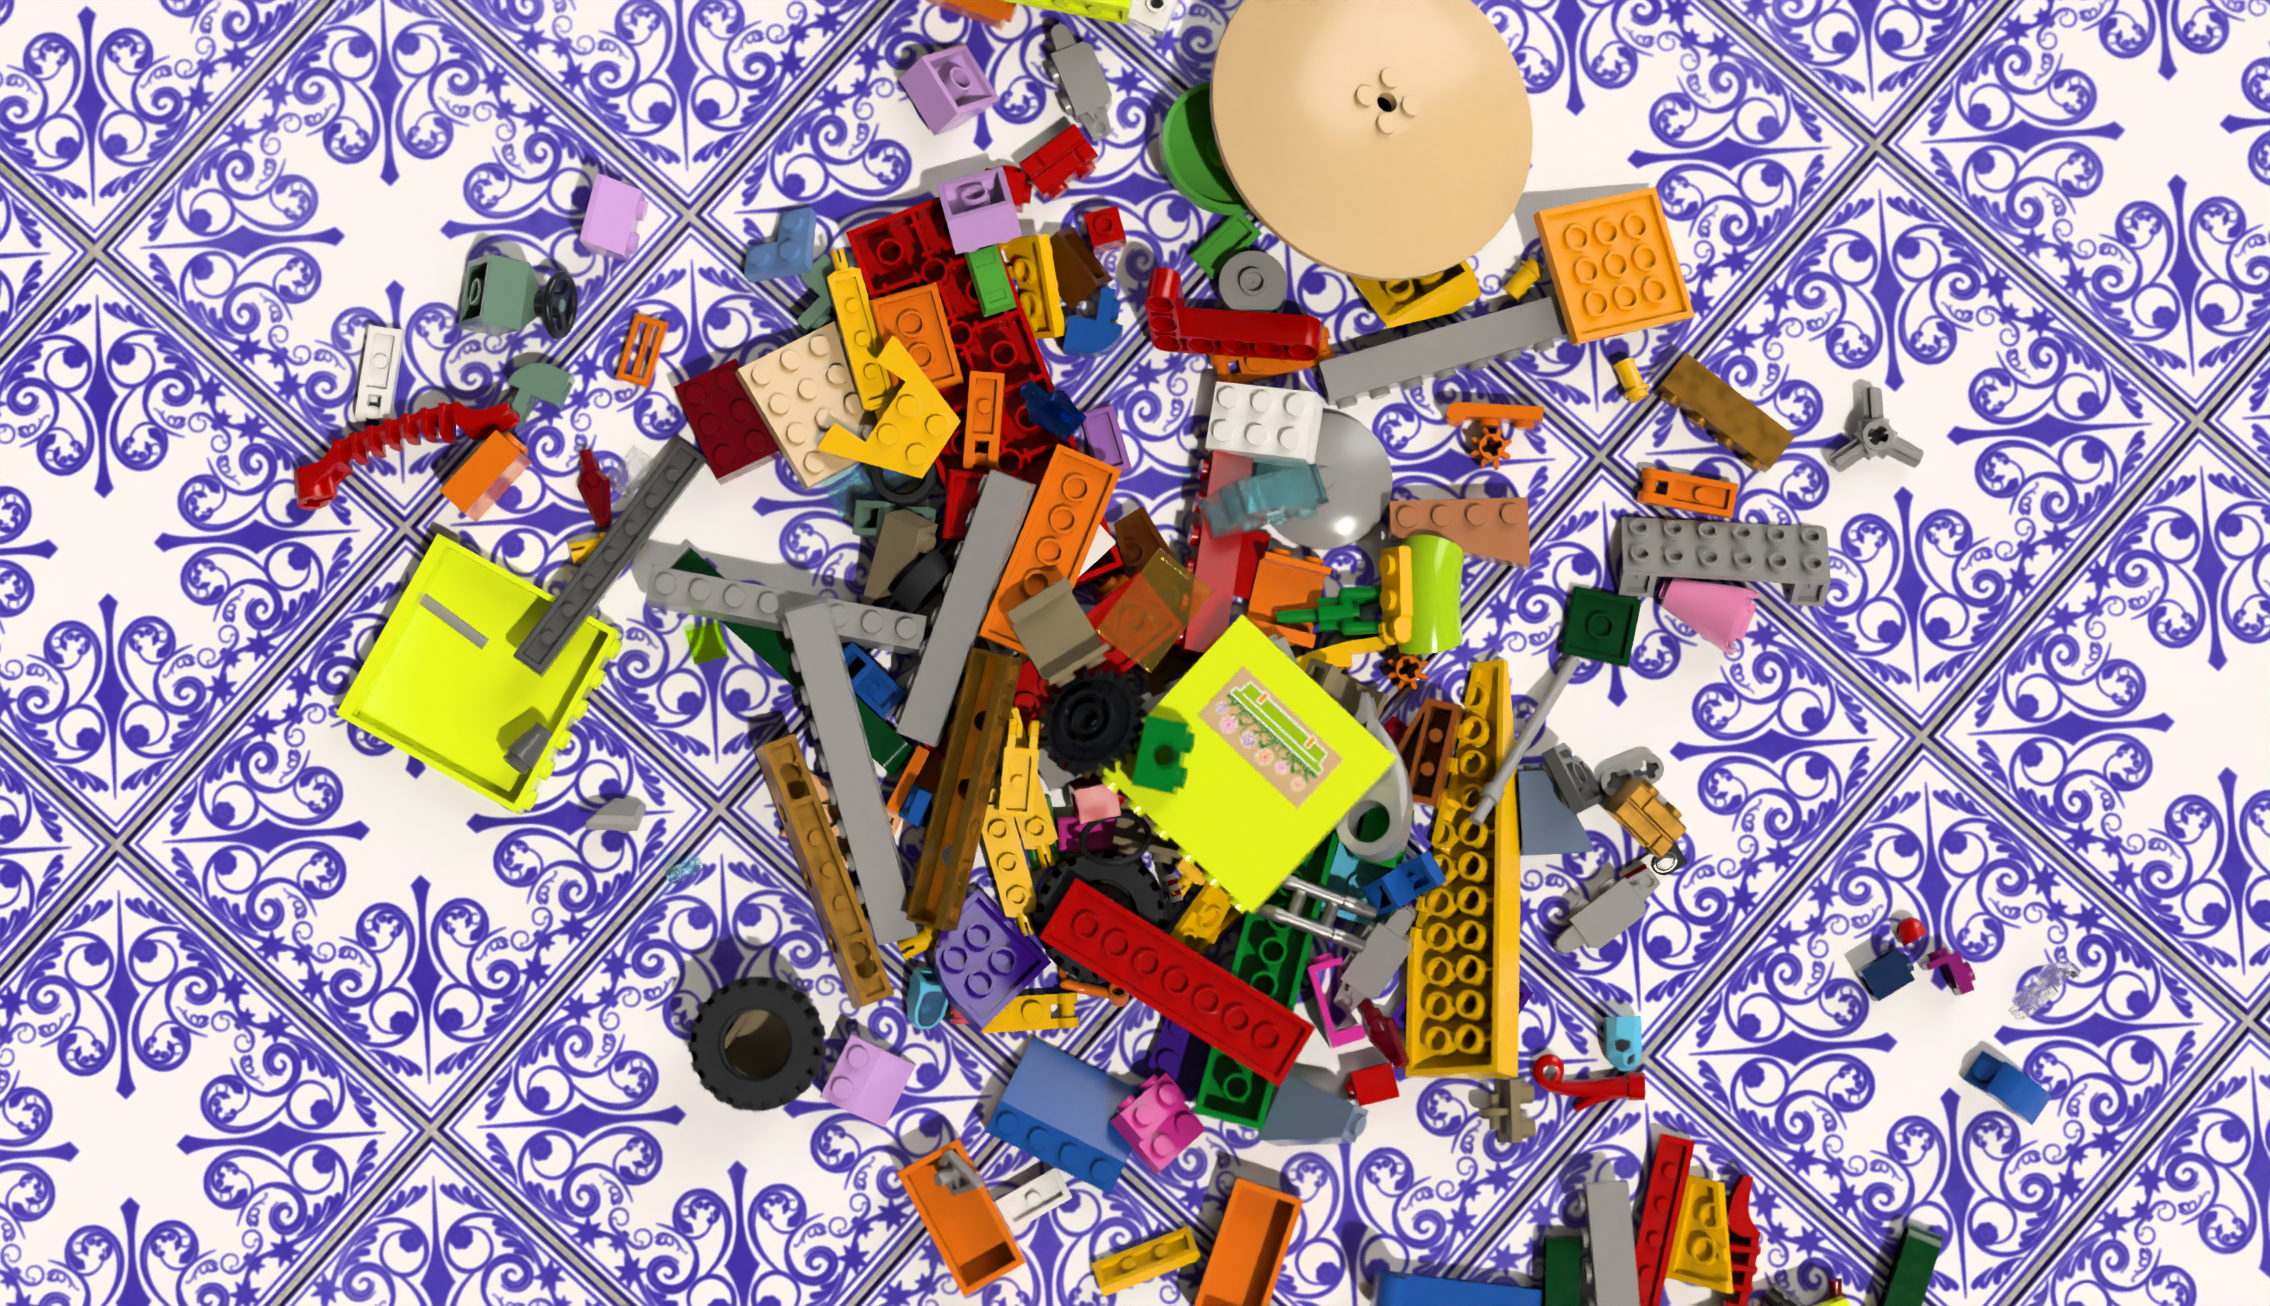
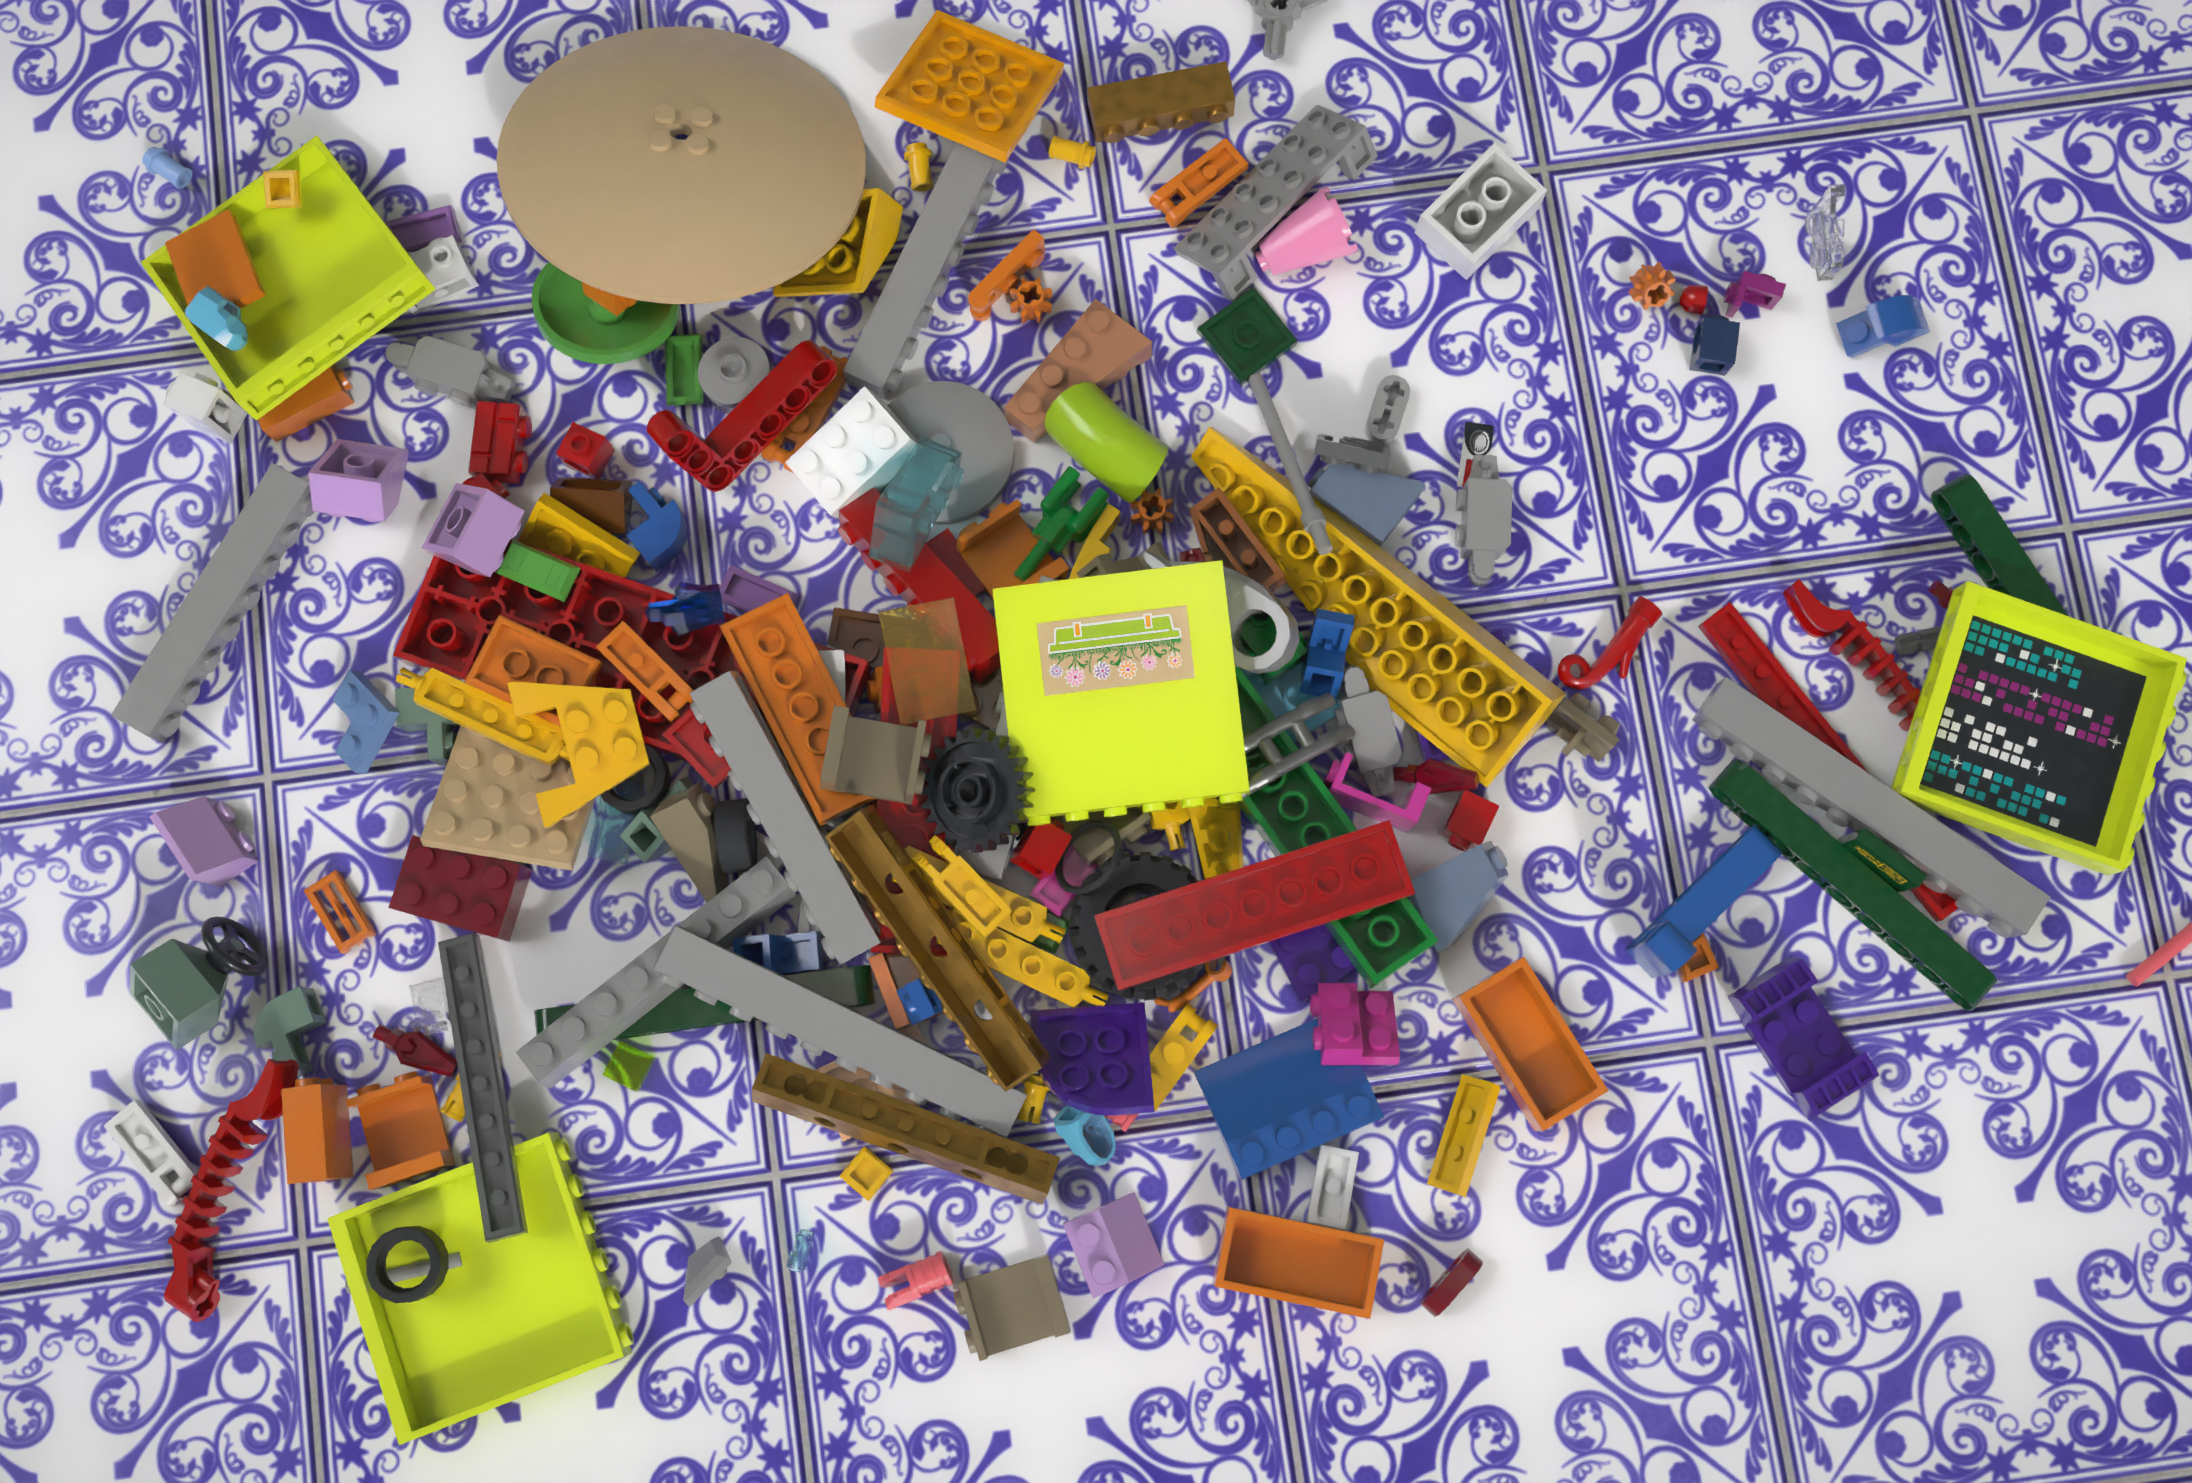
camera: 50 degrees left, 5 degrees down
(430, 603) = (377, 1257): none -> black tyre
(527, 749) = (577, 1298): dark grey cone -> none
(535, 528) = (402, 1130): none -> orange panel
(709, 1035) = (1001, 1370): black tyre -> none
(735, 967) = (923, 1278): none -> coral hinge
(773, 870) = (866, 1173): none -> yellow tile
(778, 72) = (216, 605): none -> light grey brick
(956, 1174) = (1259, 1235): light grey piece -> none
(1158, 734) = (1033, 739): green brick -> none
(1171, 883) = (1163, 844): sticker -> none
(1395, 595) = (1084, 461): yellow hinge -> none
(1623, 1041) = (1598, 592): medium azure rock -> none
(1645, 817) = (1432, 422): pearl gold brick -> none
(1701, 1237) = (1815, 661): yellow wing -> none
(1840, 719) = (1480, 211): none -> white brick
(1892, 891) = (1652, 285): none -> orange gear

